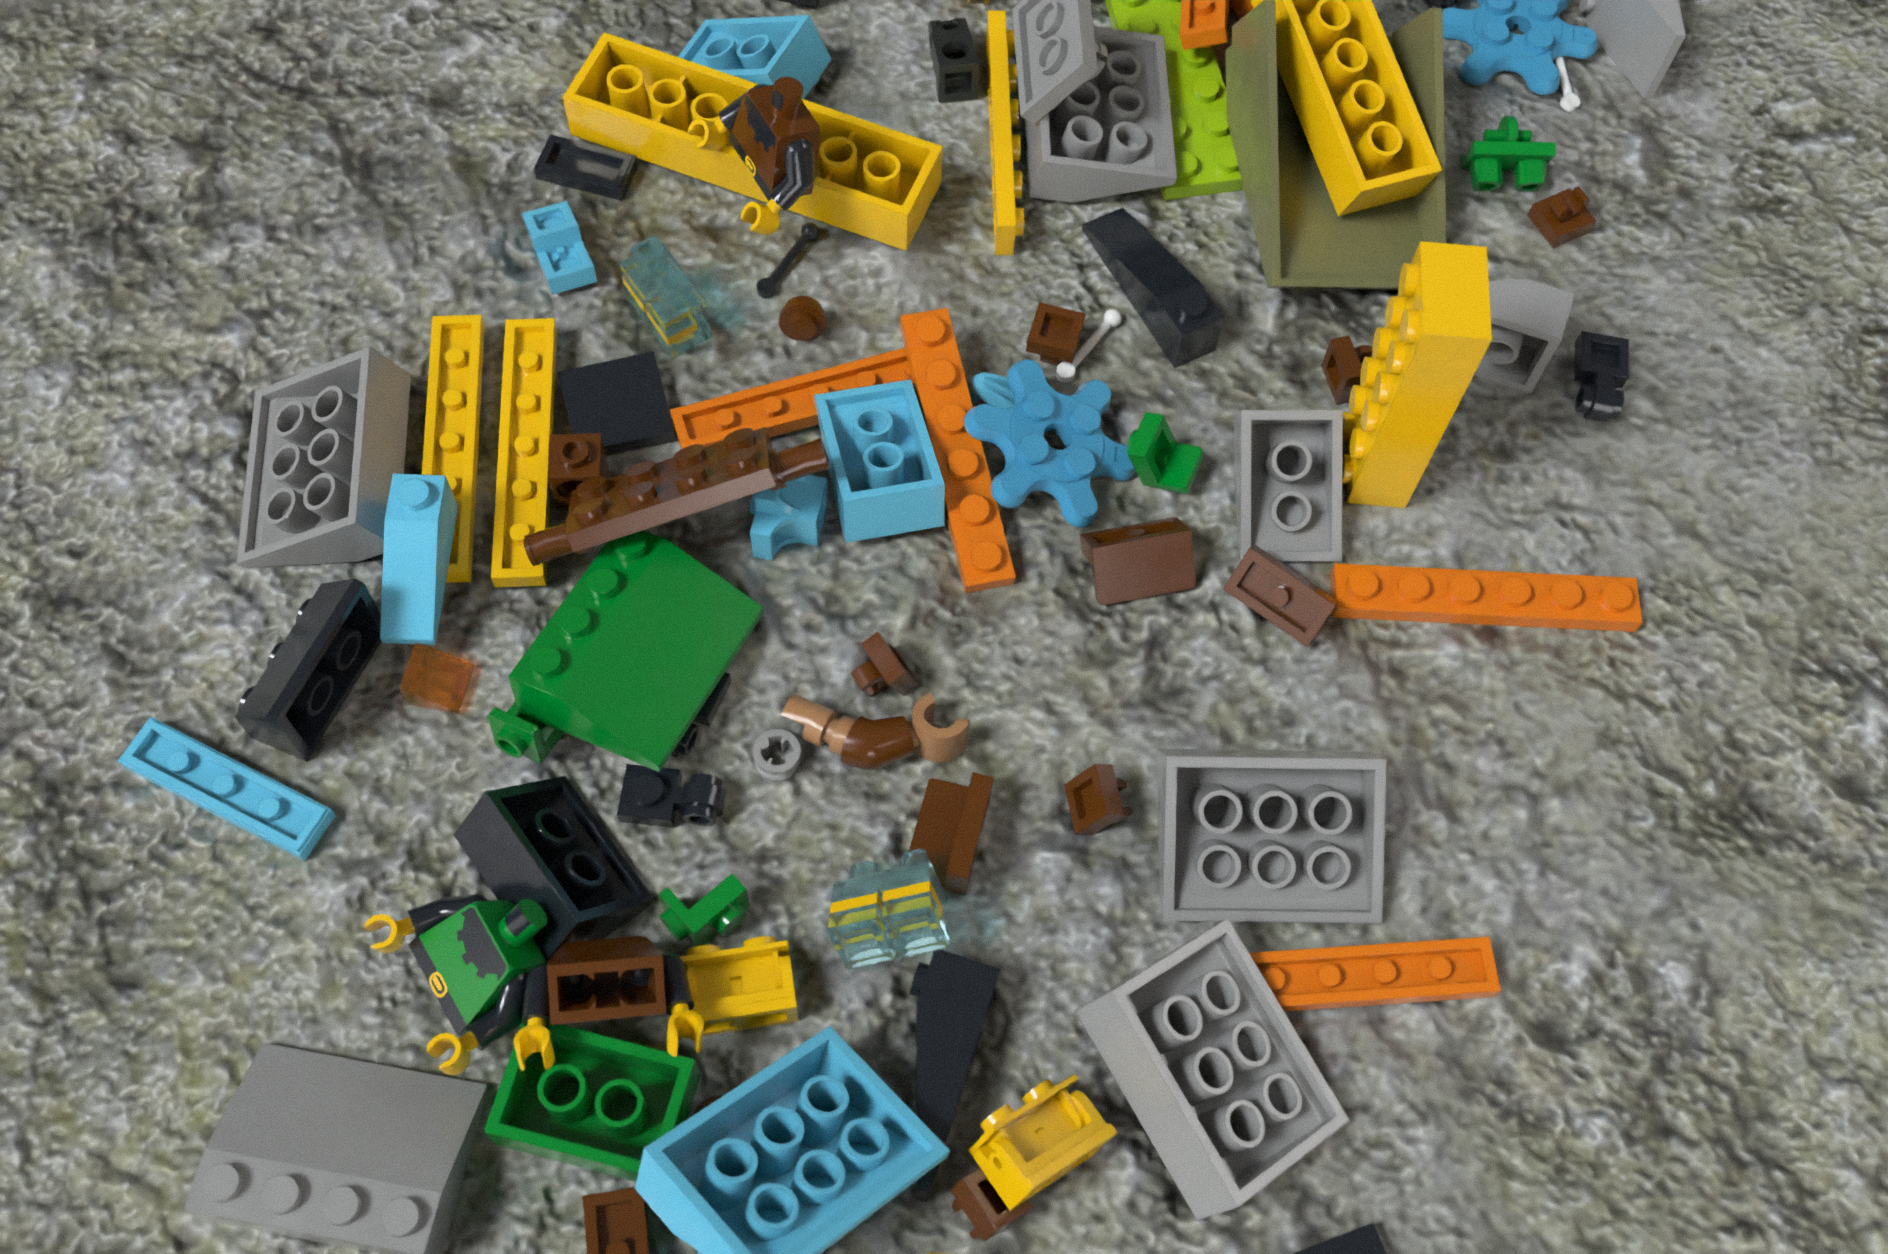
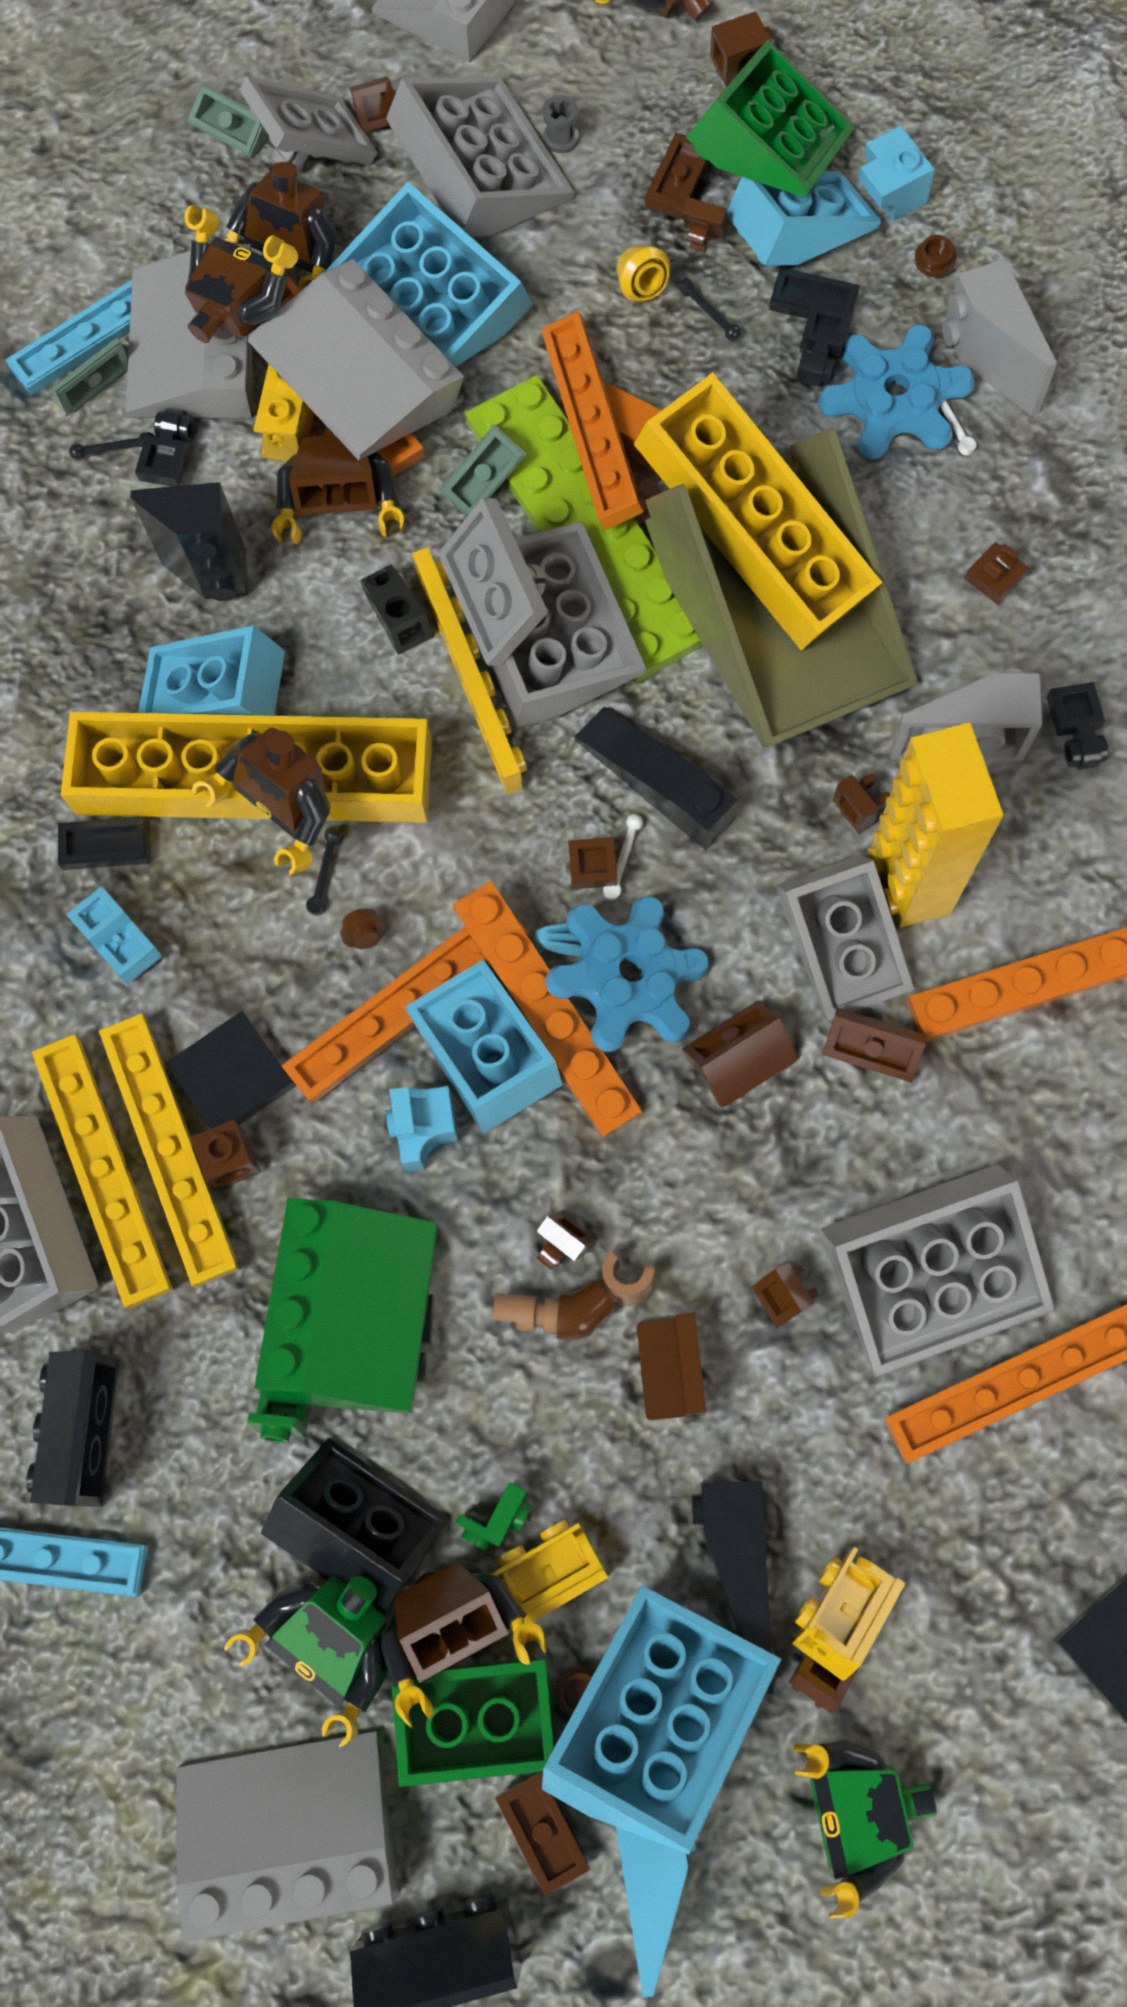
camera: 10 degrees left, 10 degrees up
(416, 557) = (122, 1298): medium azure slope -> none
(435, 679) = (183, 1394): clear orange slope -> none
(655, 797) = (415, 1433): black plate -> none
(665, 297) = (233, 956): clear light blue hips -> none
(673, 489) = (324, 1158): reddish brown plate -> none
(786, 740) = (515, 1352): light grey bush -> none
(888, 912) = (650, 1465): clear light blue hips -> none
(1160, 458) = (729, 951): green bracket -> none
(1213, 1070) = (963, 1499): light grey slope -> none
(1508, 151) = (950, 528): green hips -> none

